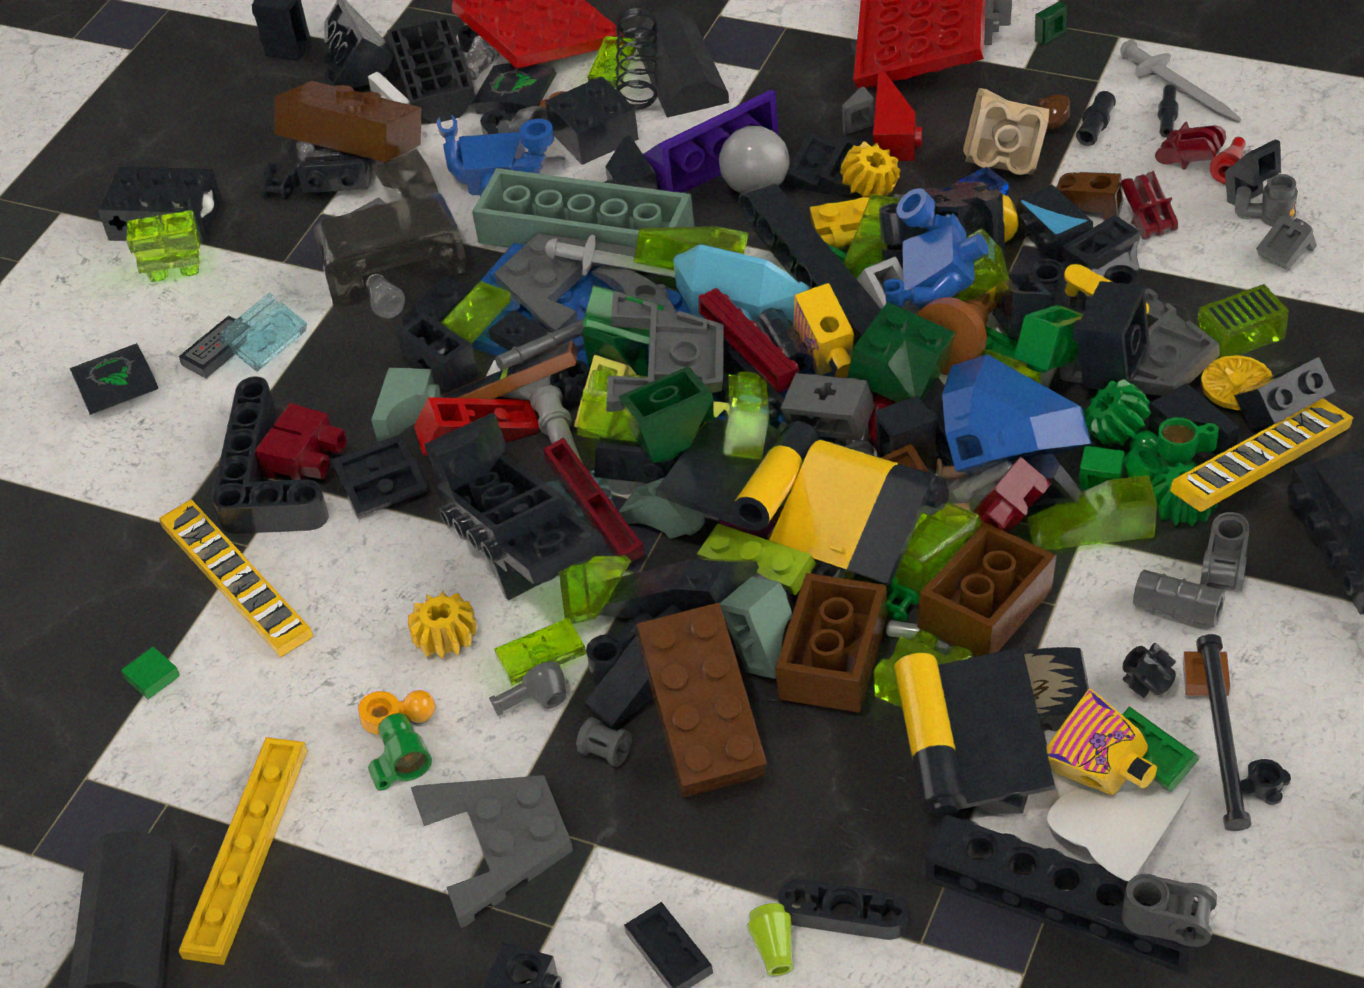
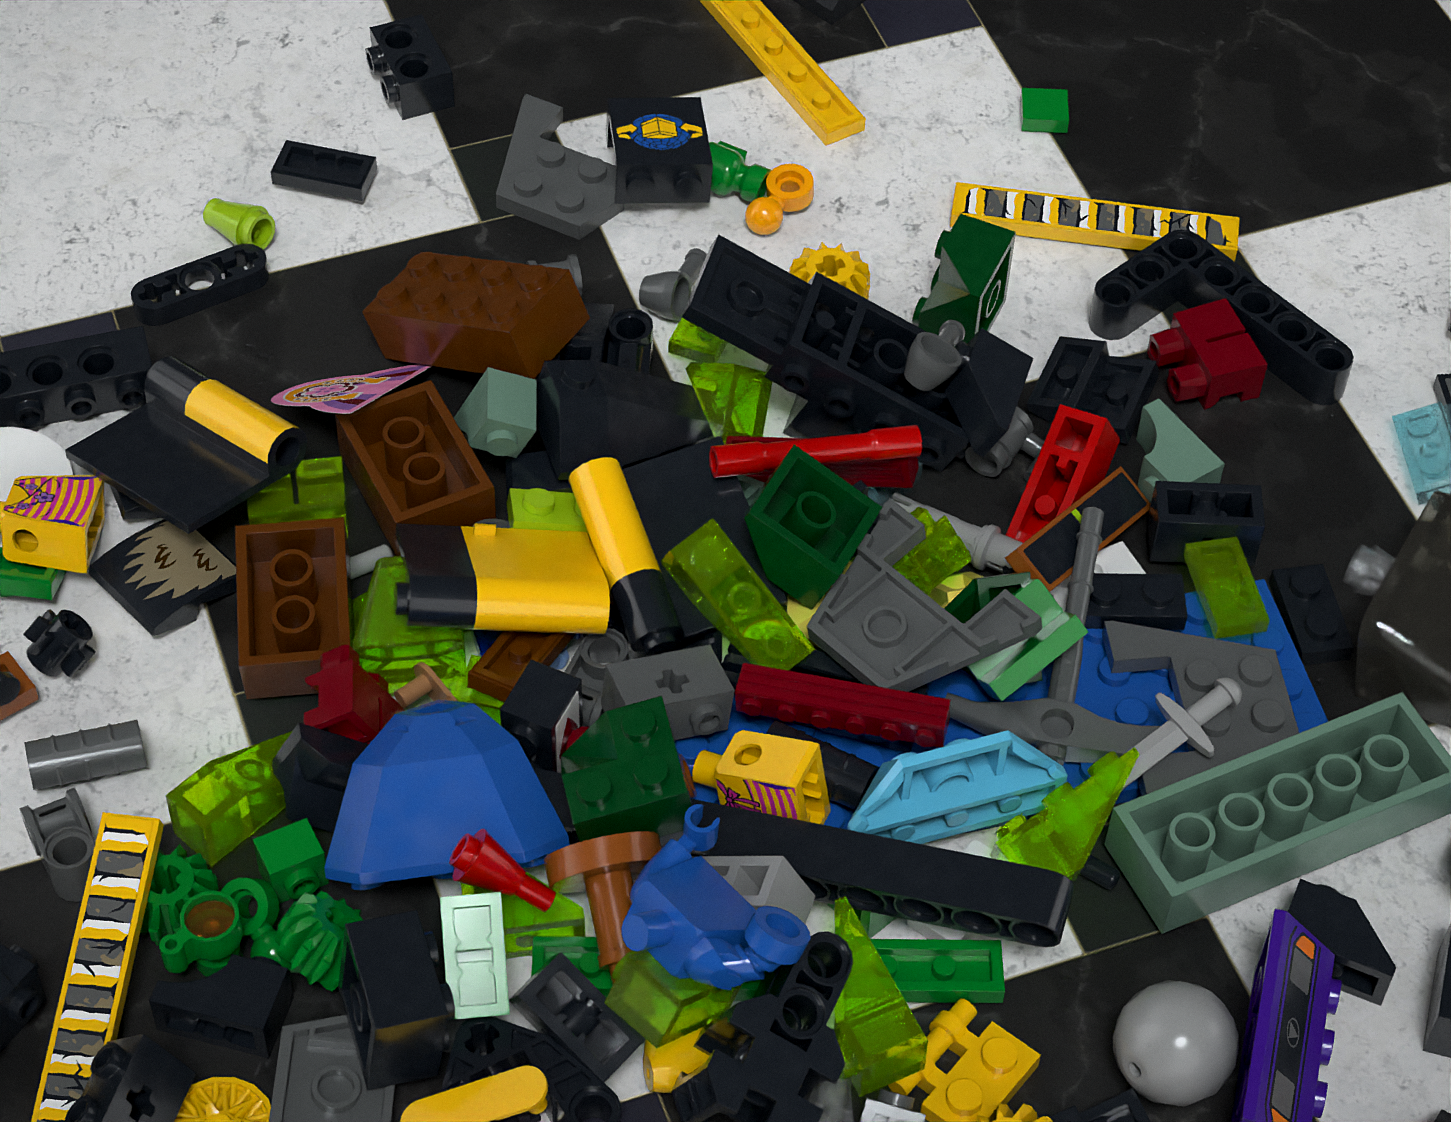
camera: 130 degrees right, 5 degrees up
(383, 545) = (970, 277): none -> dark green slope
(428, 781) = (659, 150): none -> black panel
(484, 461) = (934, 356): none -> dark grey bar
(652, 460) = (873, 445): none -> red piece
(827, 723) = (347, 392): none -> sticker
(1016, 352) = (487, 865): none -> red cone

